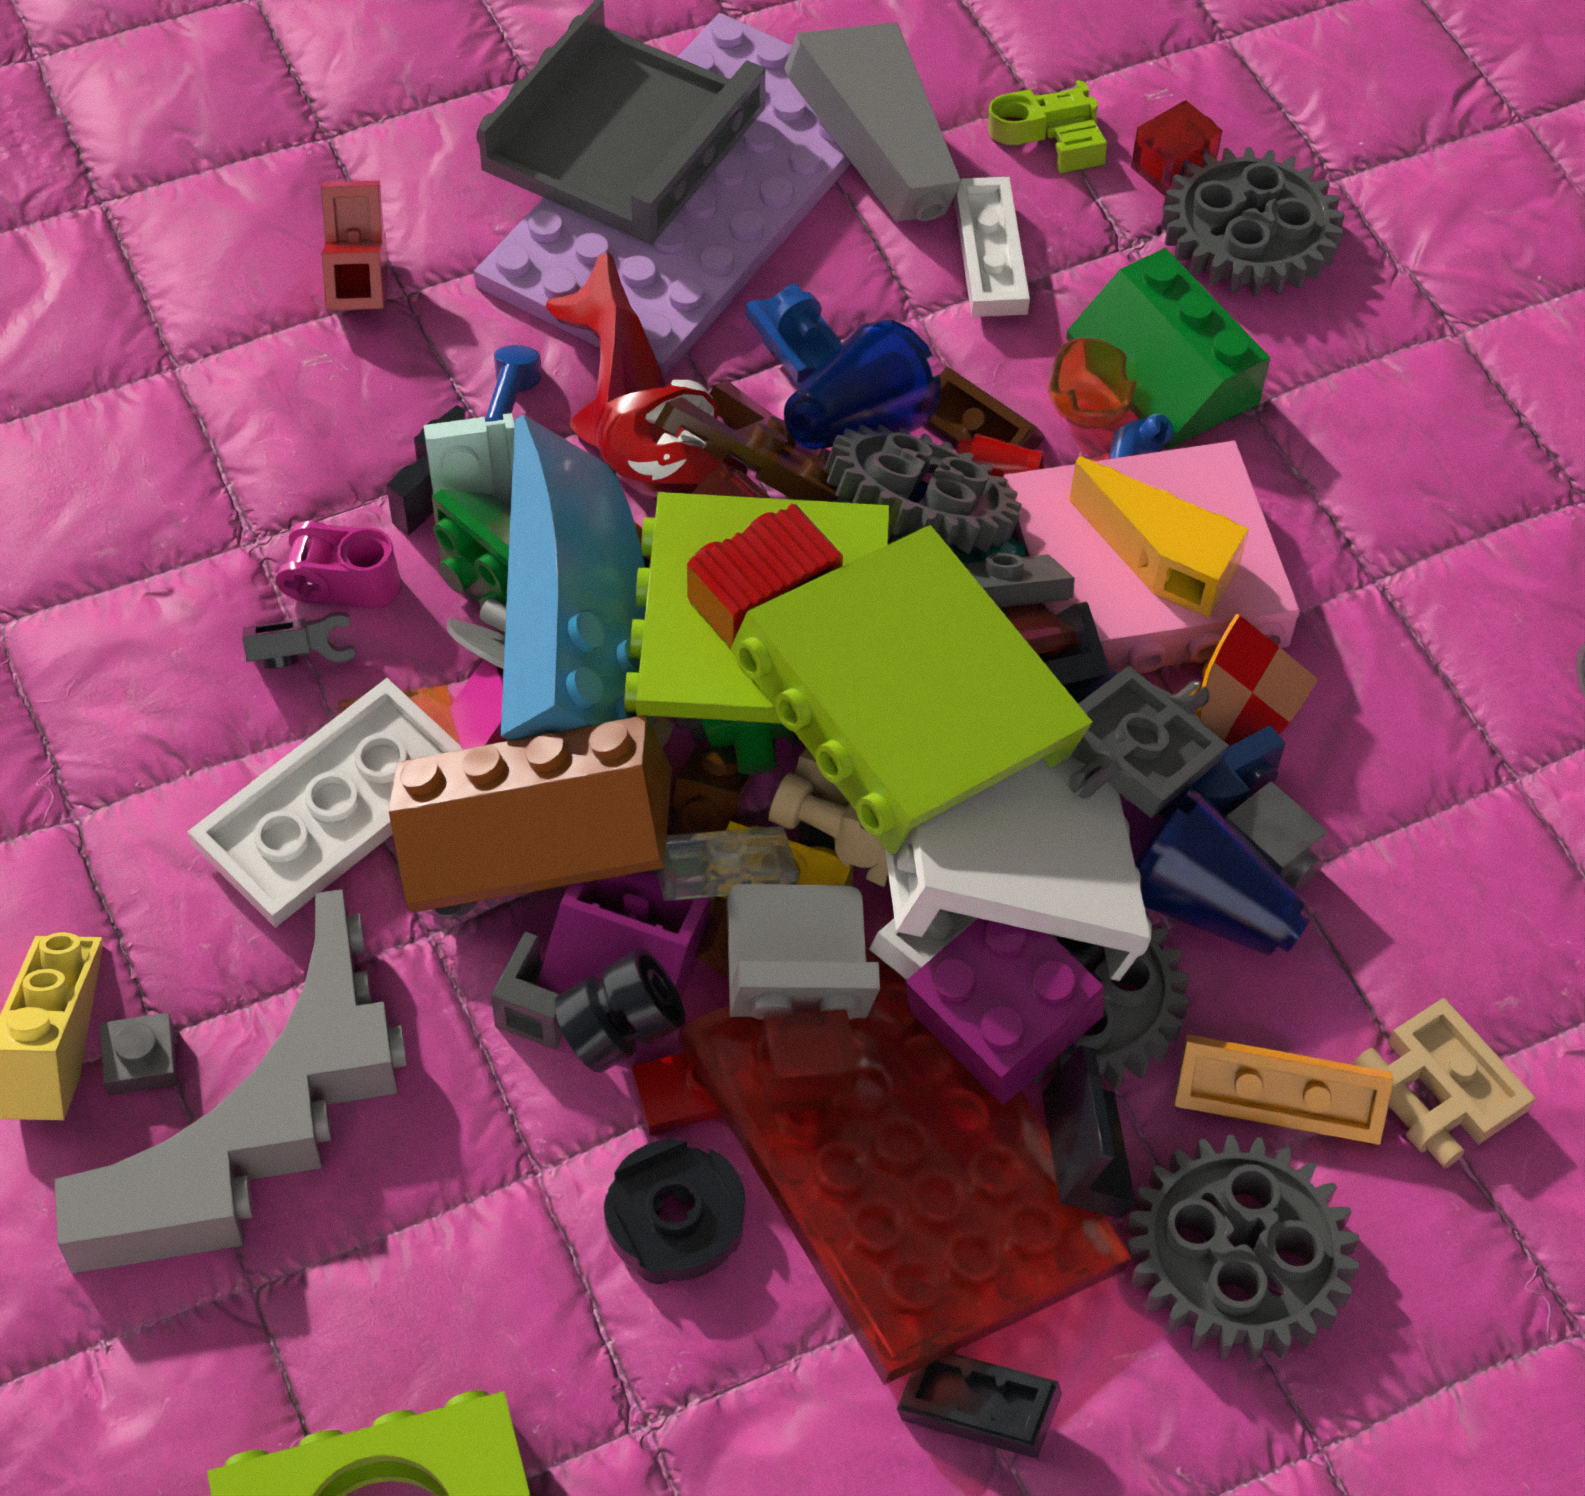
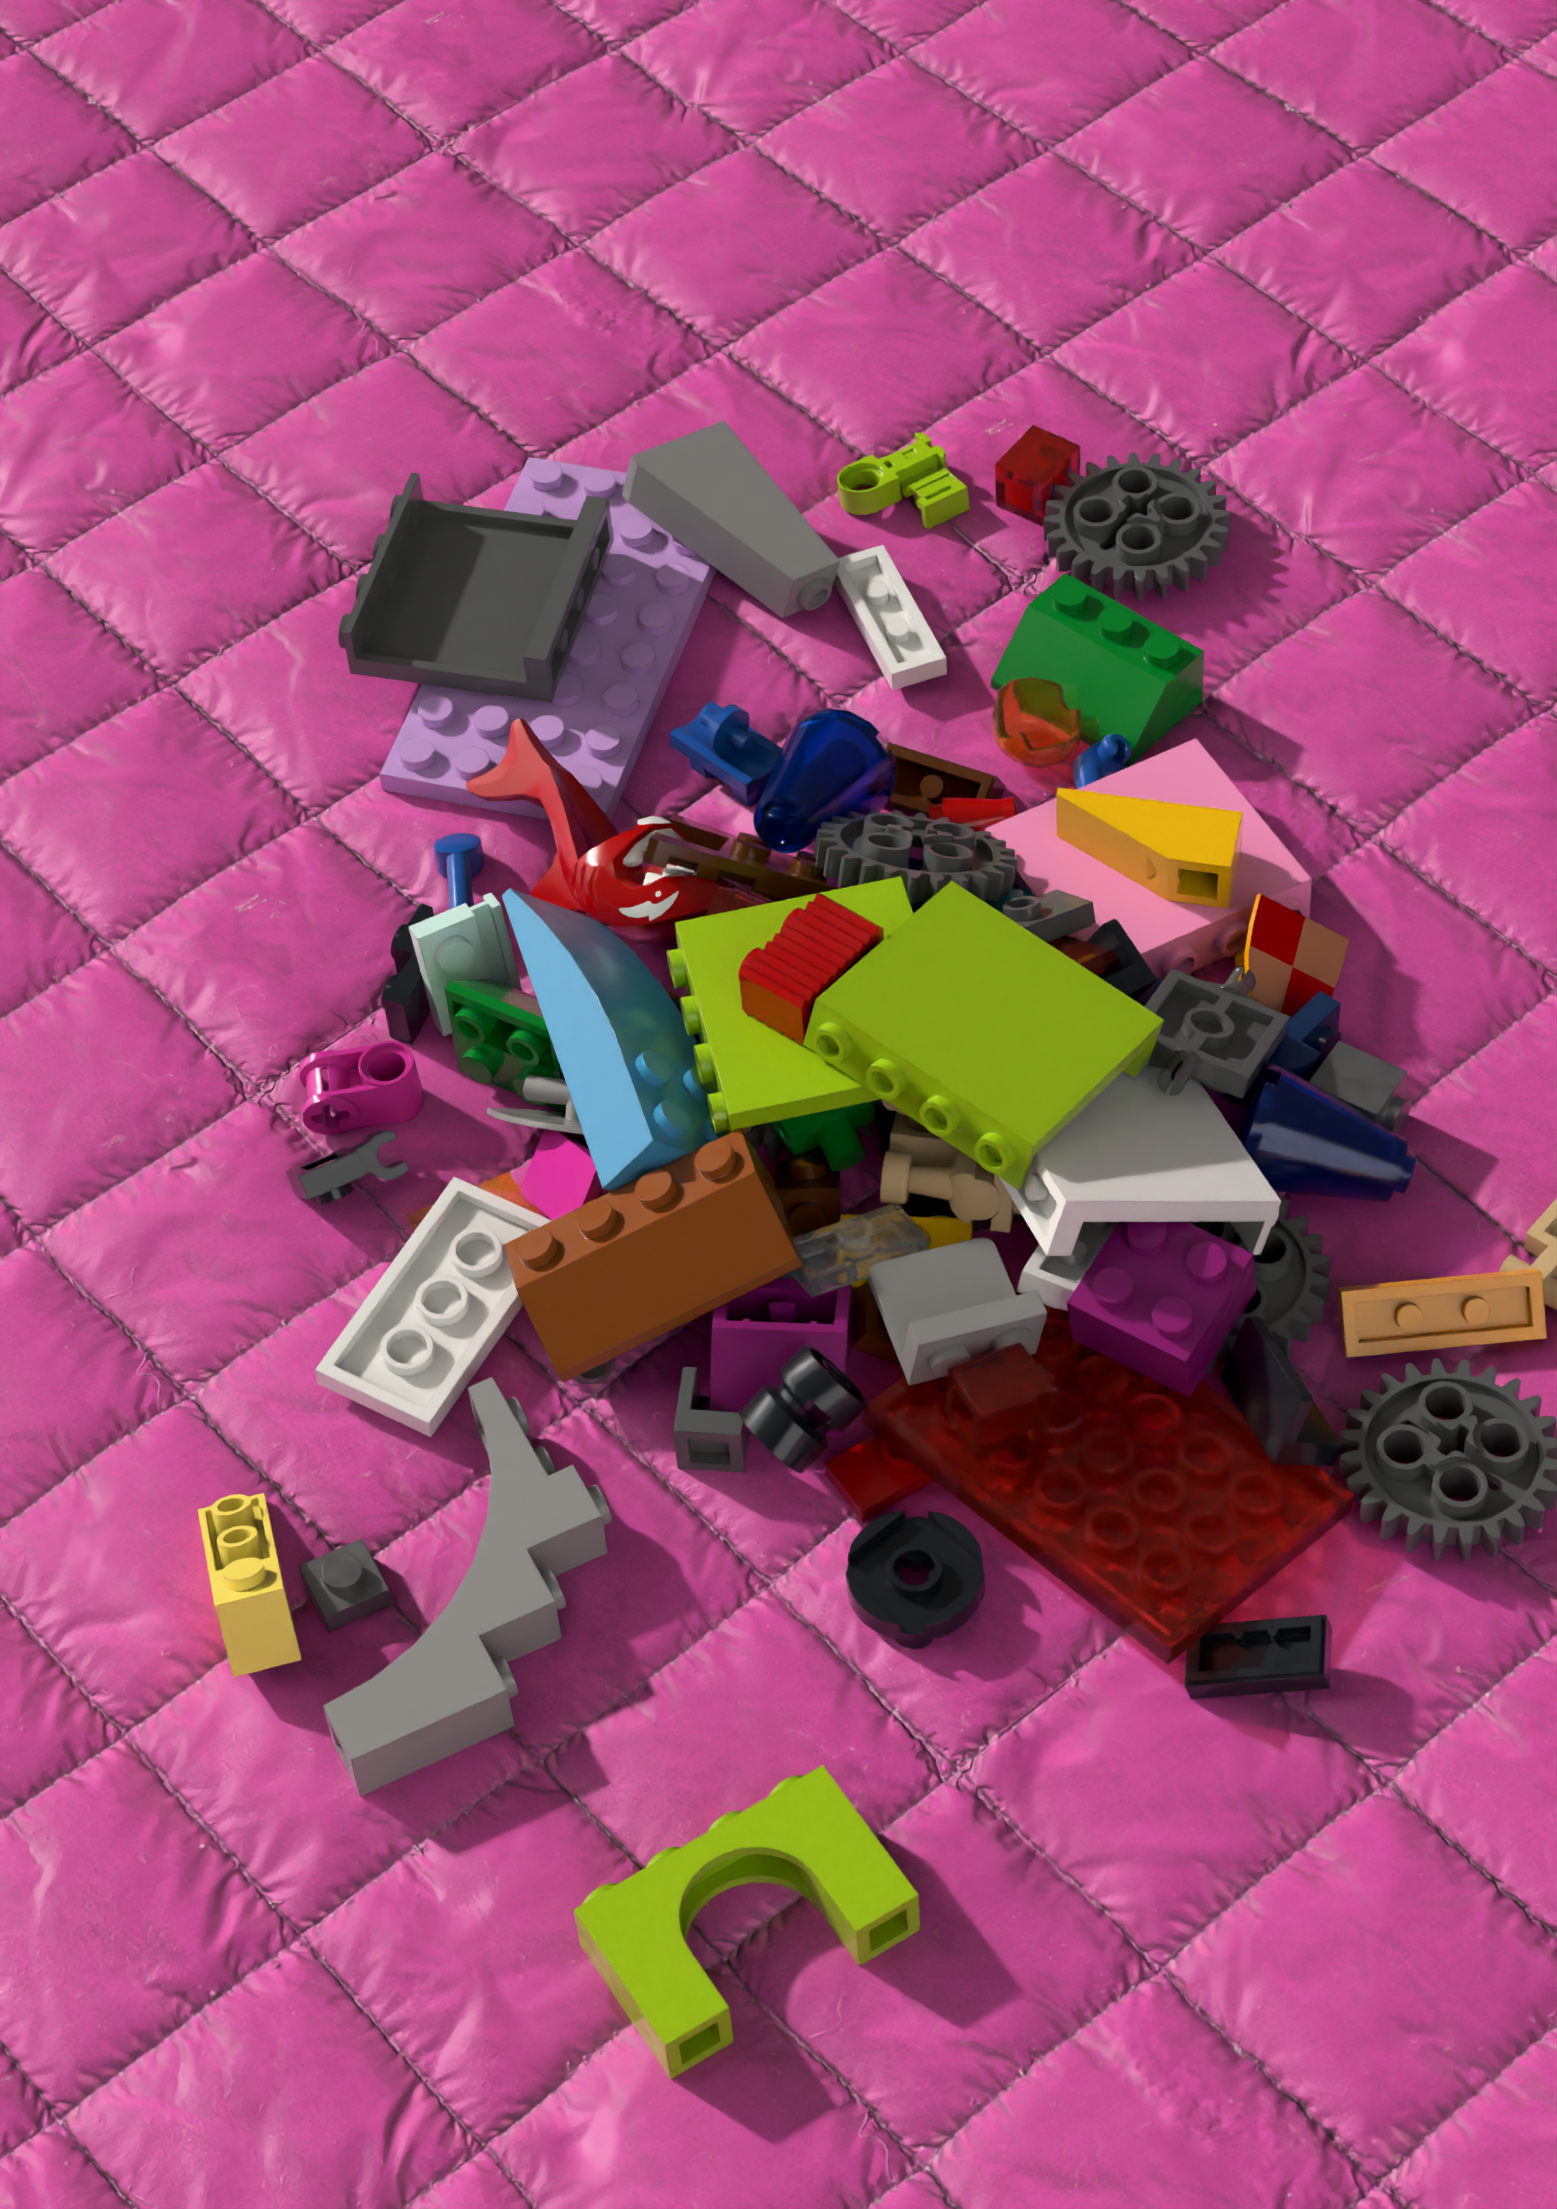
camera: 10 degrees left, 5 degrees down
(354, 246) = (253, 780): red brick -> none

